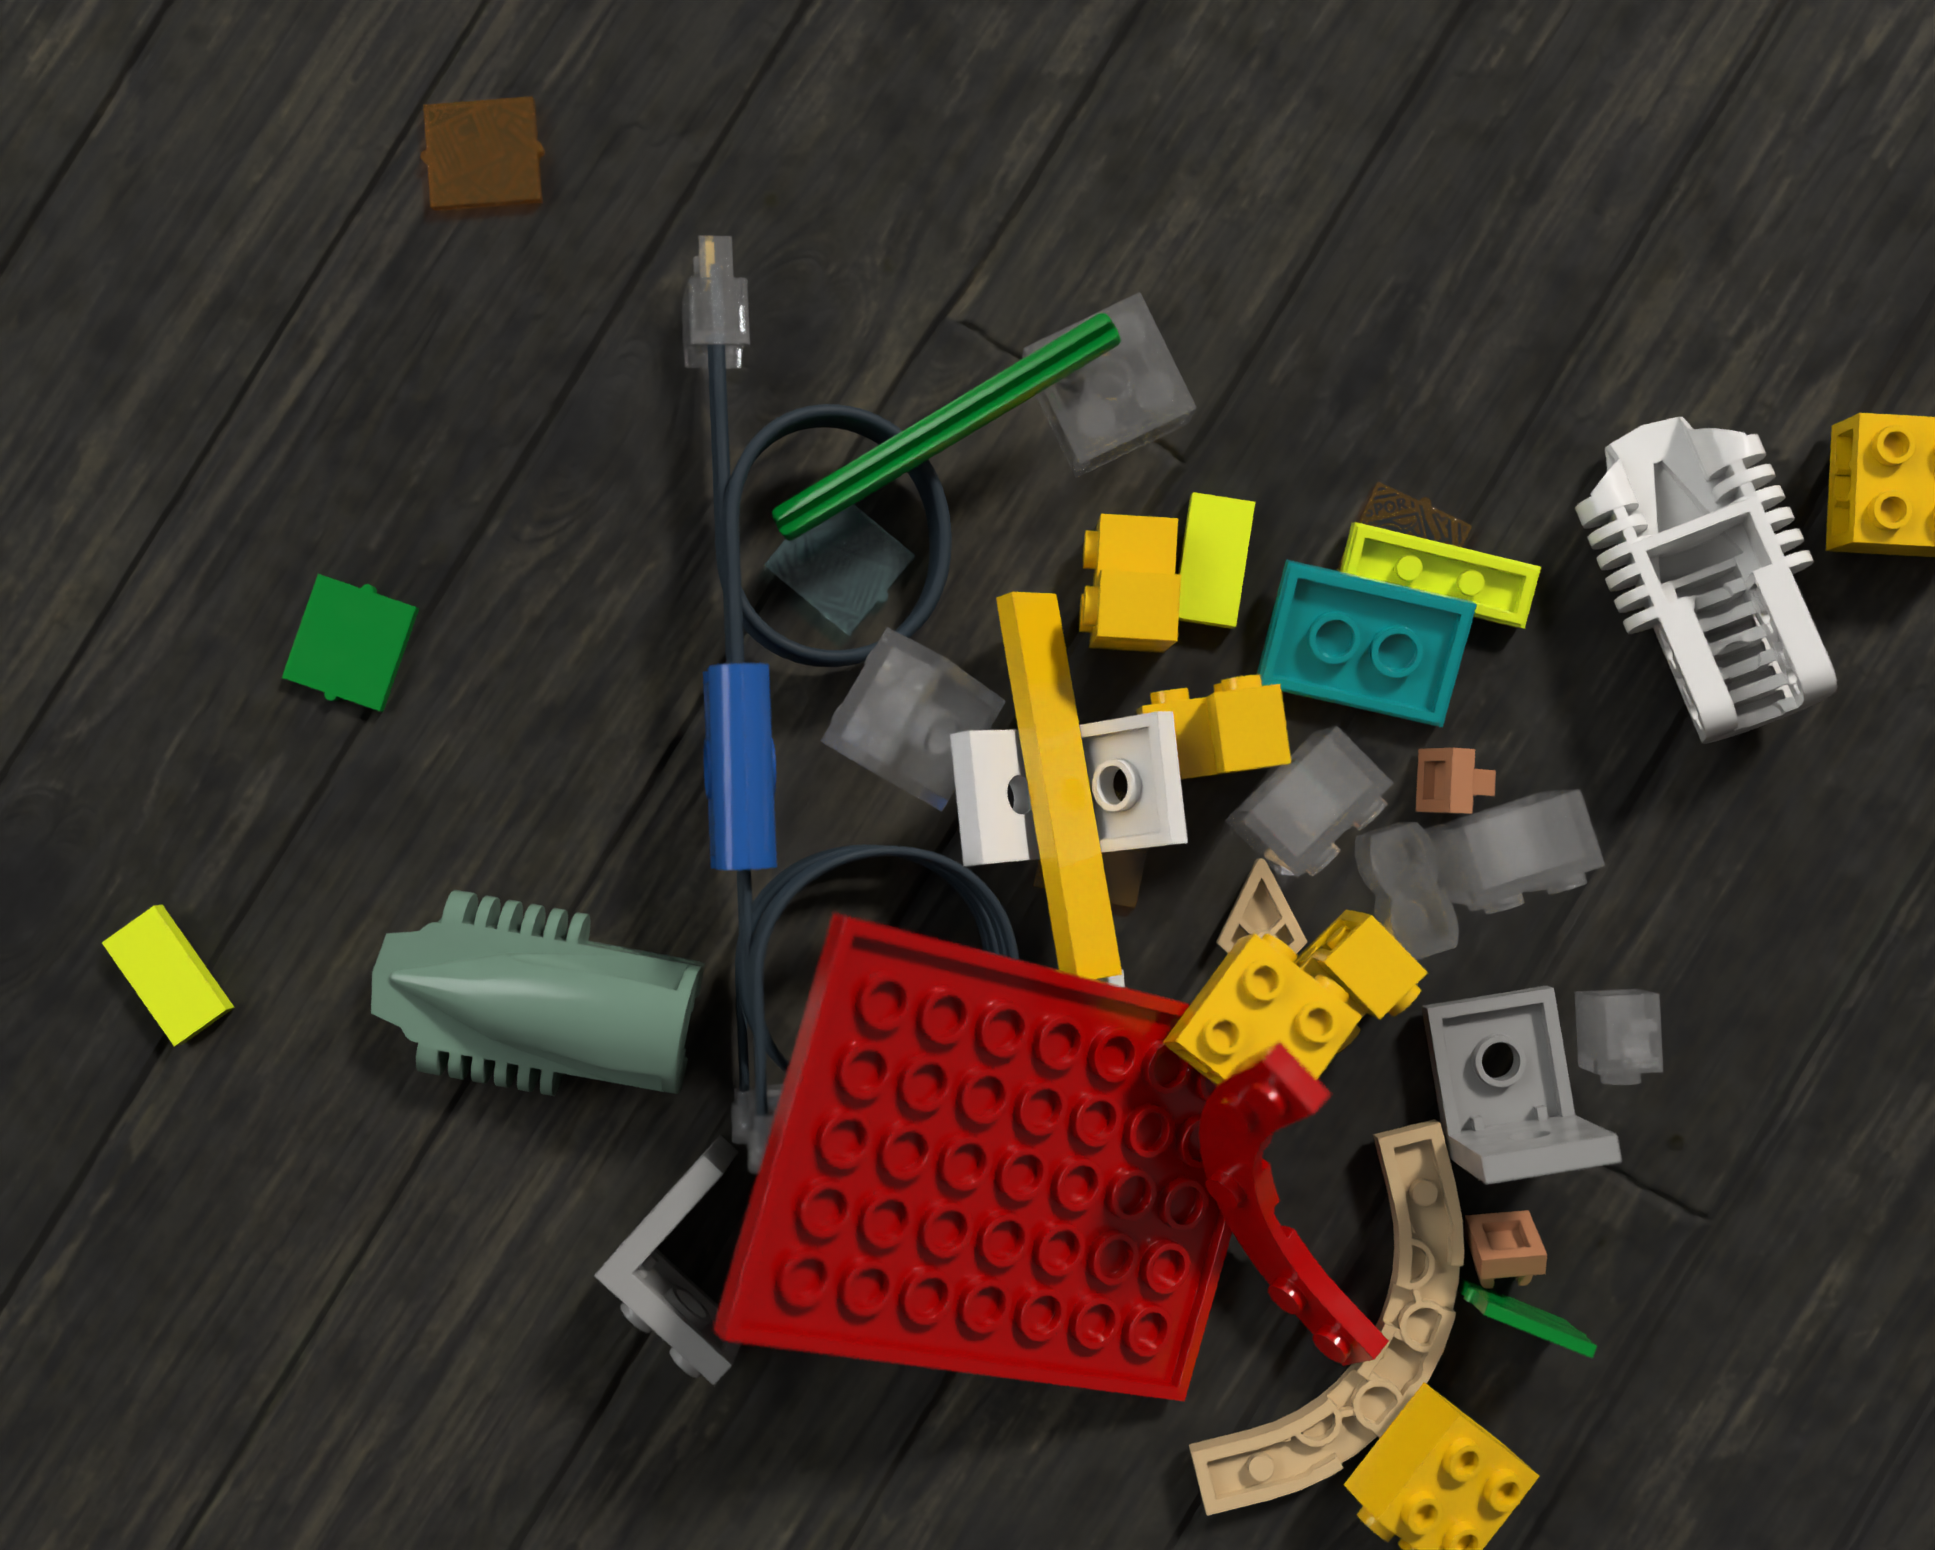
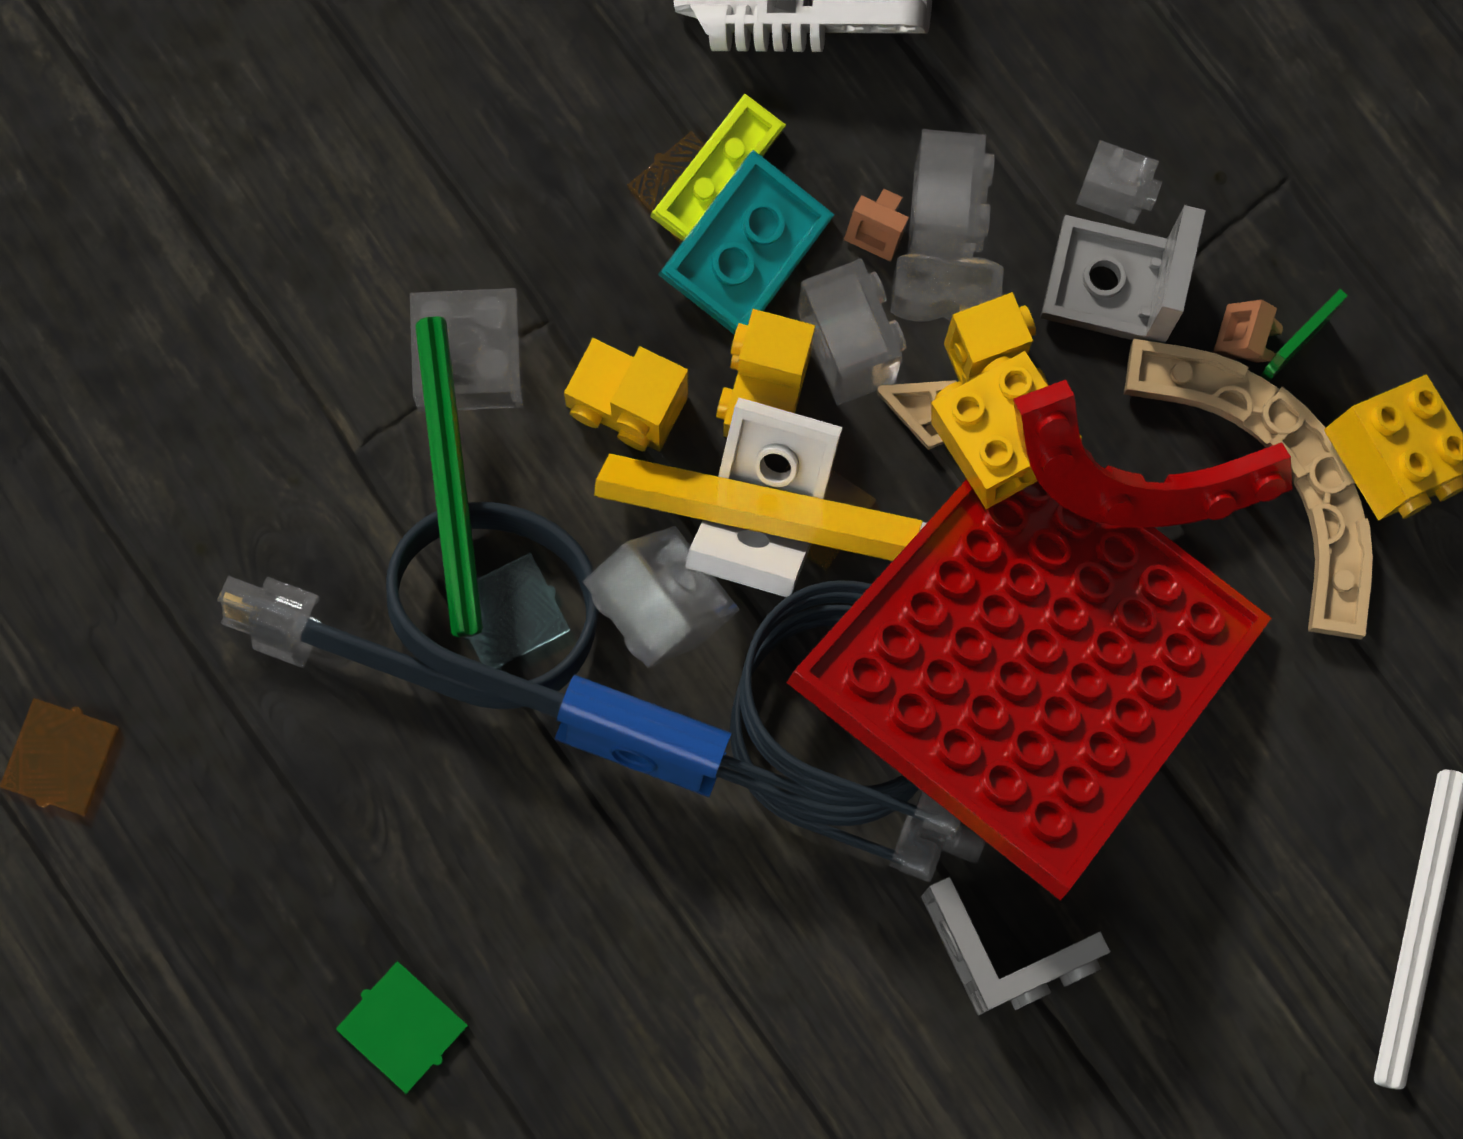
camera: 75 degrees left, 10 degrees down
(530, 997) = (754, 987): sand green connector -> none
(1214, 559) = (628, 323): neon yellow tile -> none

